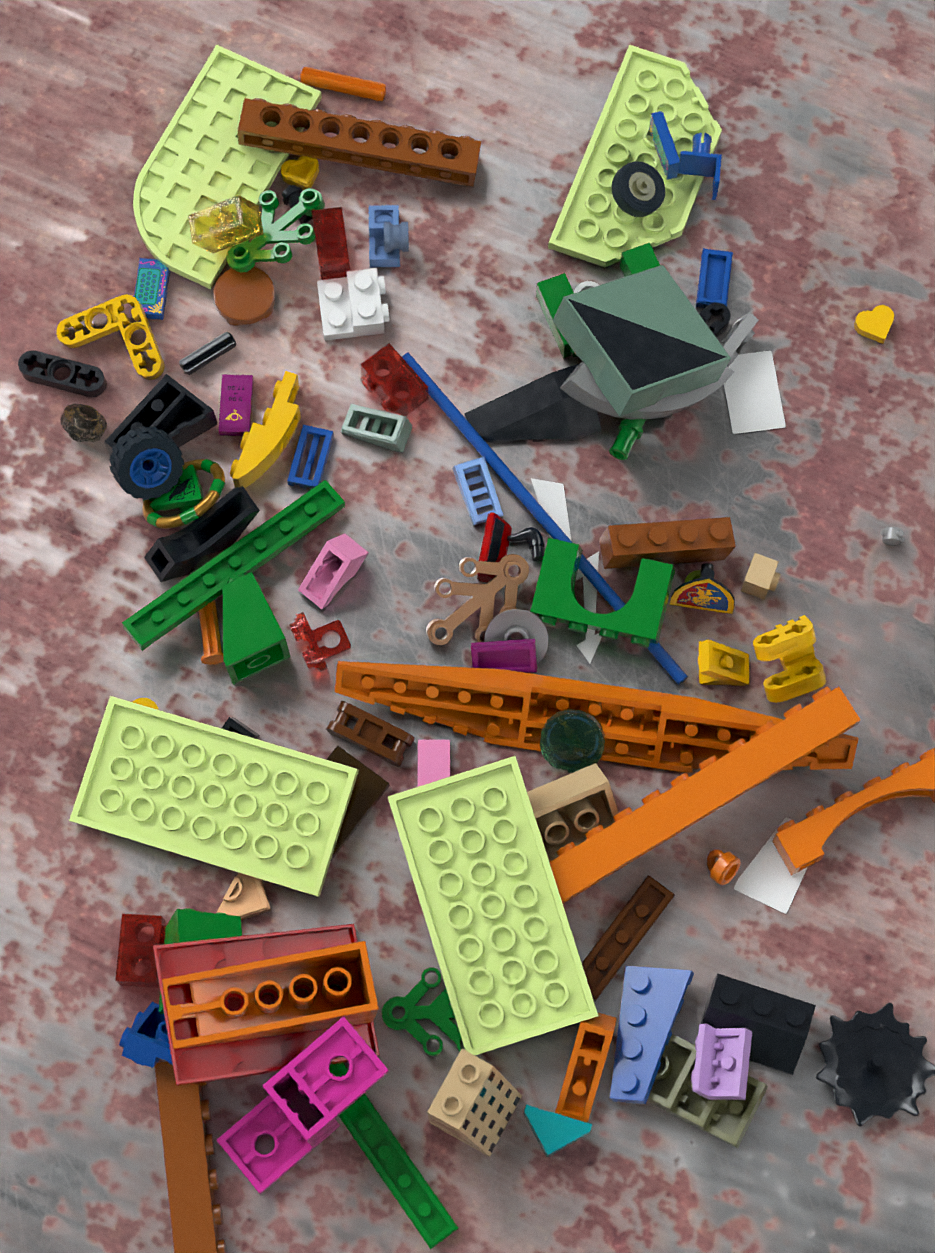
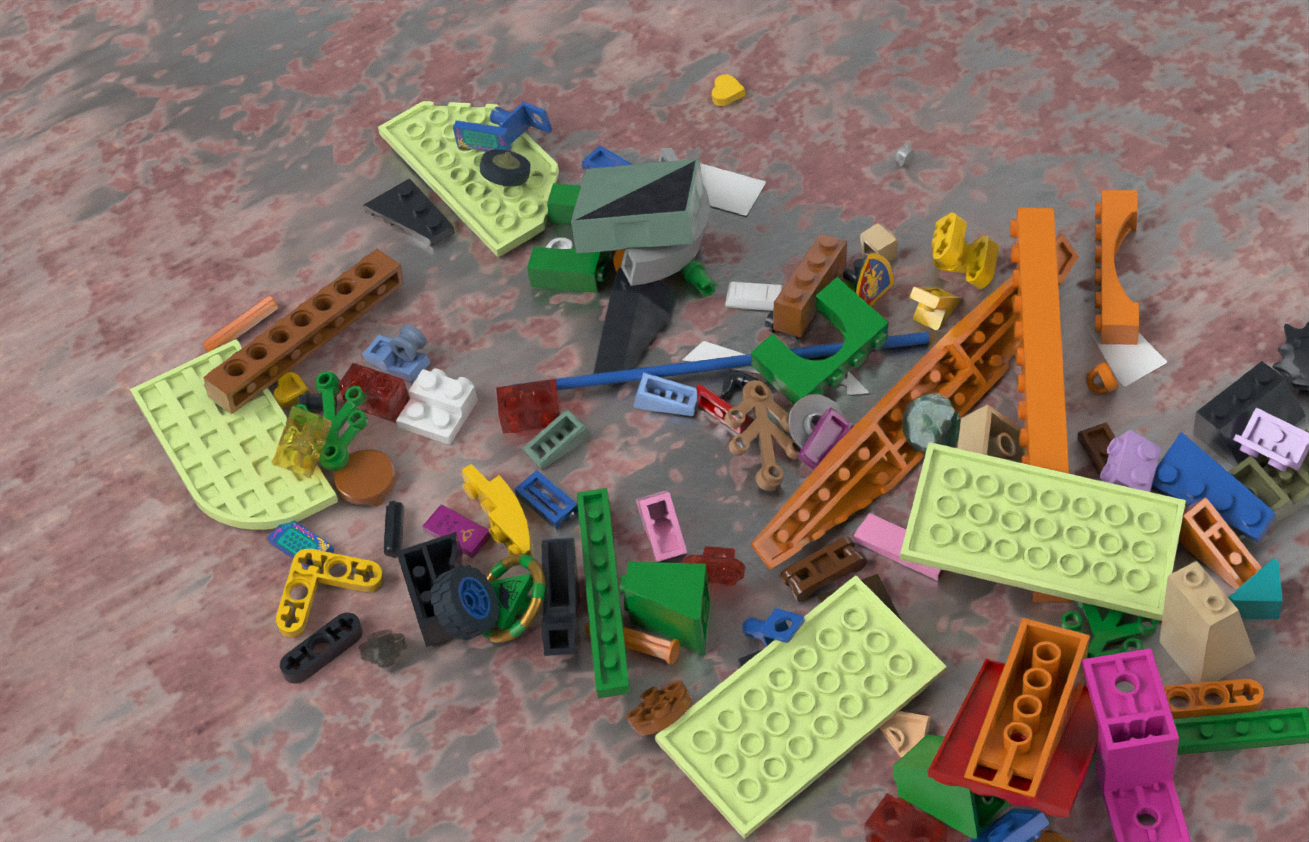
camera: 50 degrees left, 20 degrees down
(144, 682) = (659, 708): none -> dark orange tile
(272, 729) = (774, 627): none -> blue bracket
(412, 1127) = (1197, 706): none -> orange beam
(554, 140) = (413, 211): none -> black wing
(627, 943) = (1131, 461): none -> lavender bracket
(639, 497) = (752, 295): none -> white tile

